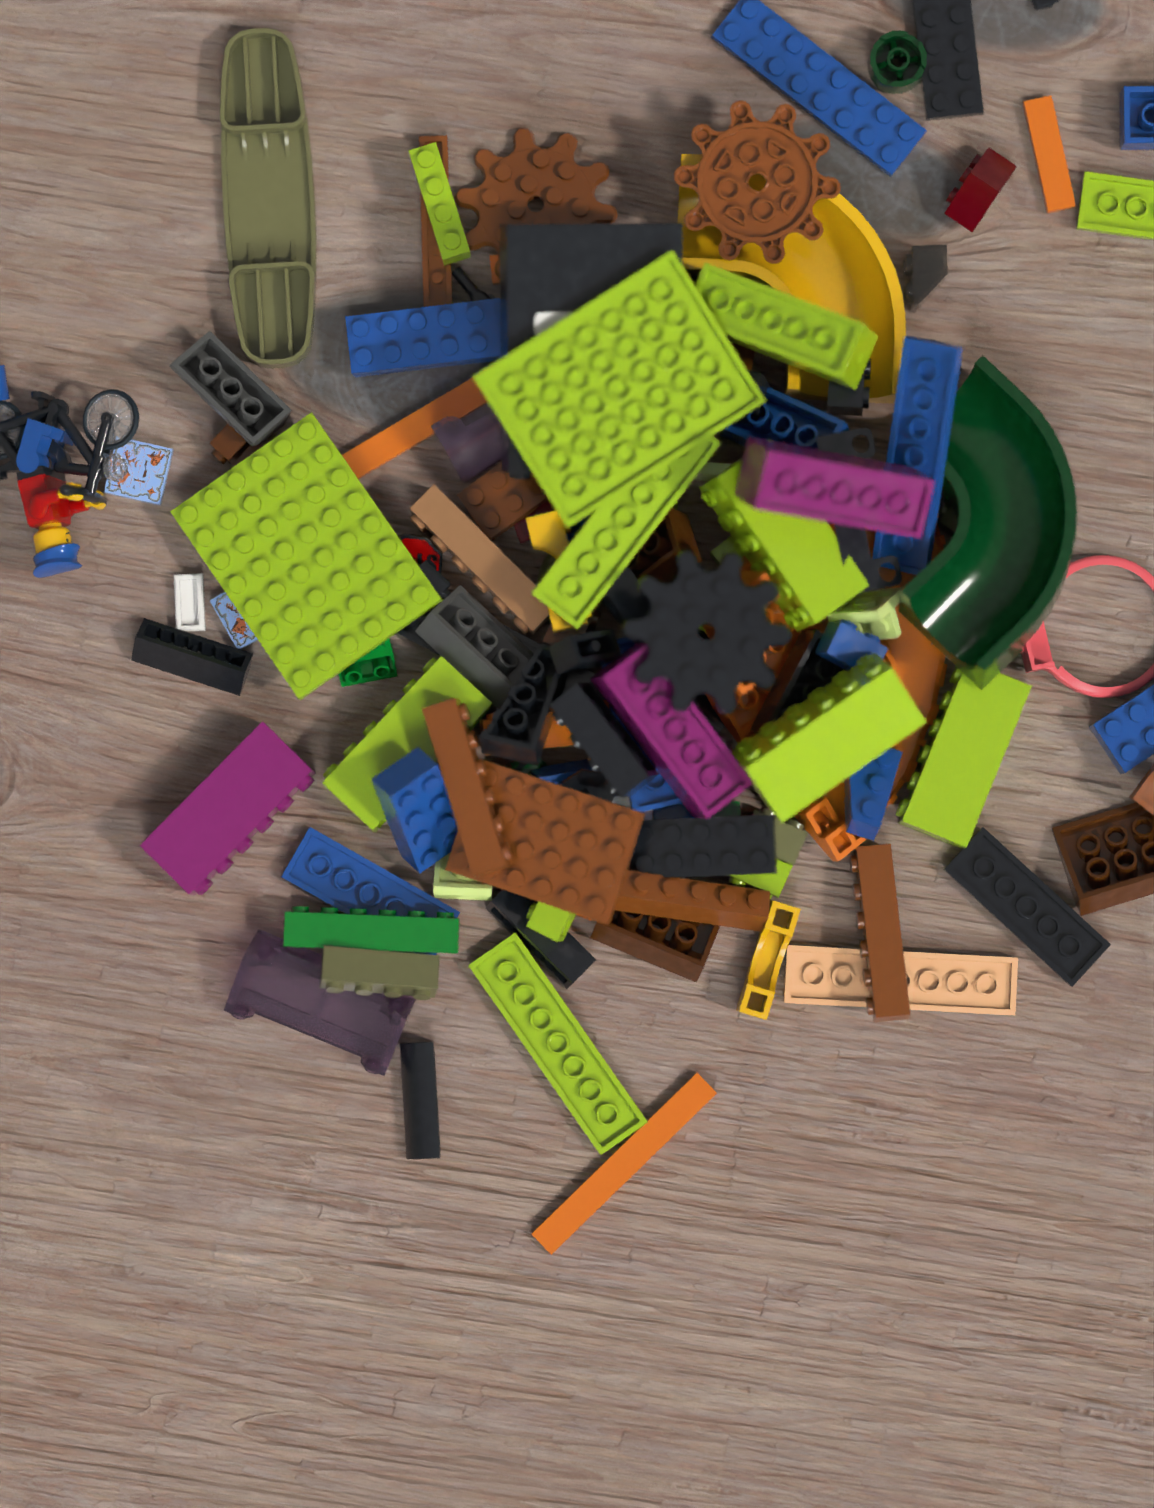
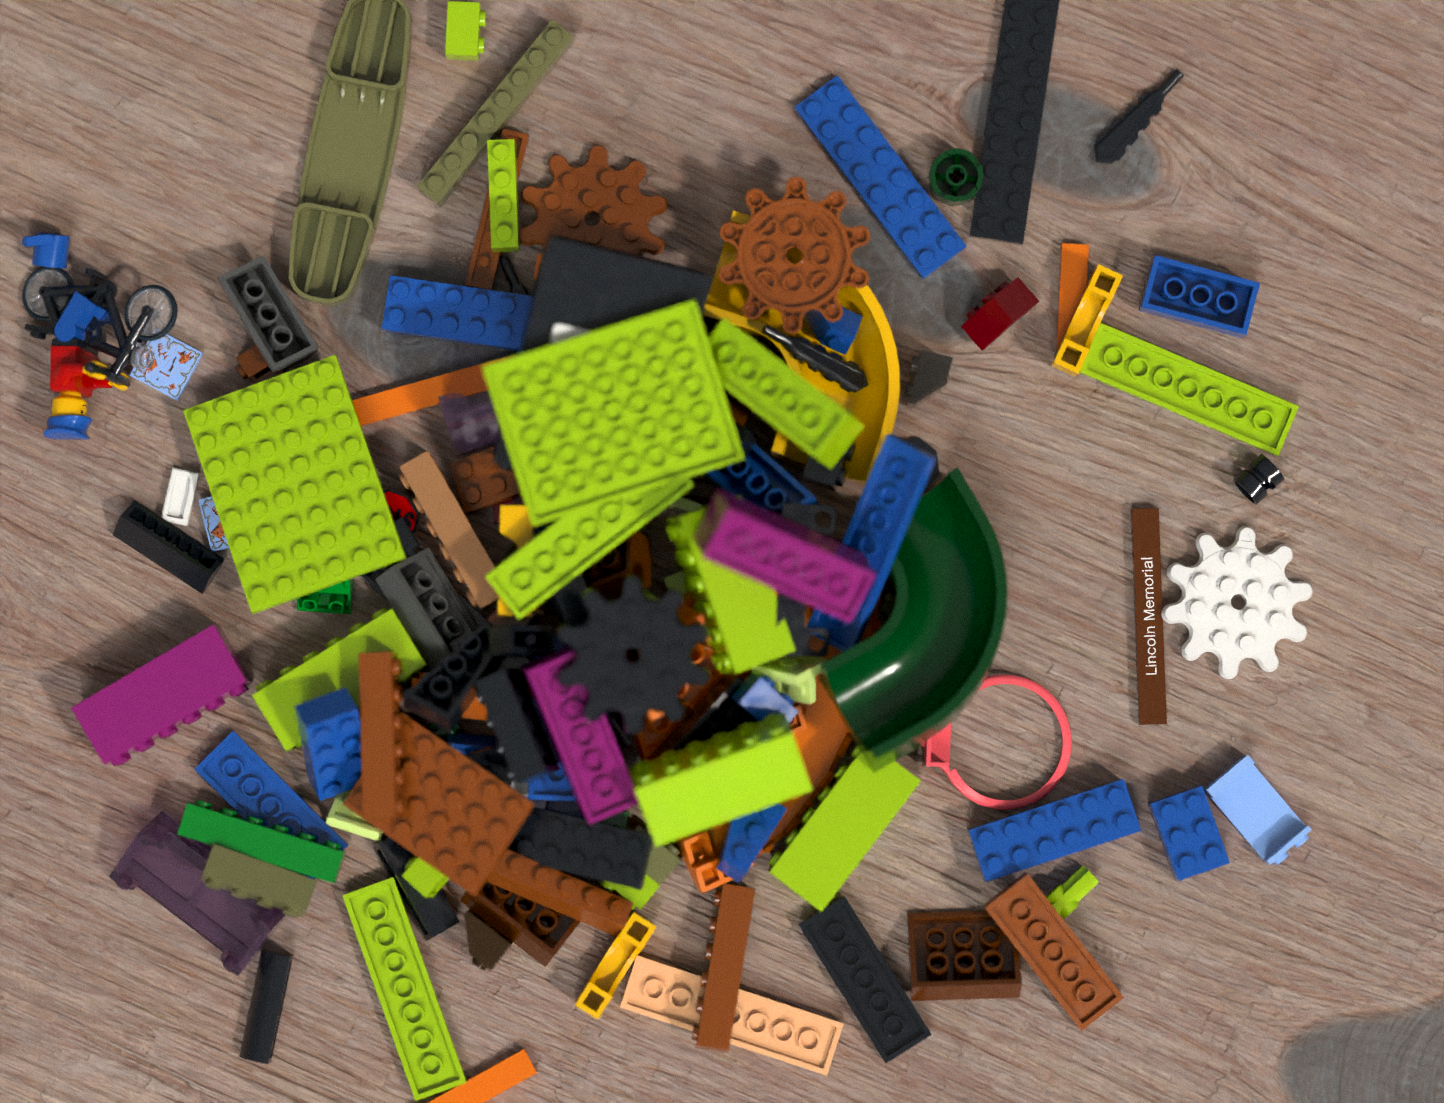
camera: 15 degrees right, 0 degrees up
(351, 47) = (464, 30): none -> lime brick
(407, 122) = (496, 113): none -> olive brick
(629, 972) = (484, 941): none -> dark brown slope
(818, 253) = (836, 334): none -> blue slope
(825, 286) = (818, 359): none -> black sword
(1070, 172) = (1086, 320): none -> yellow arch

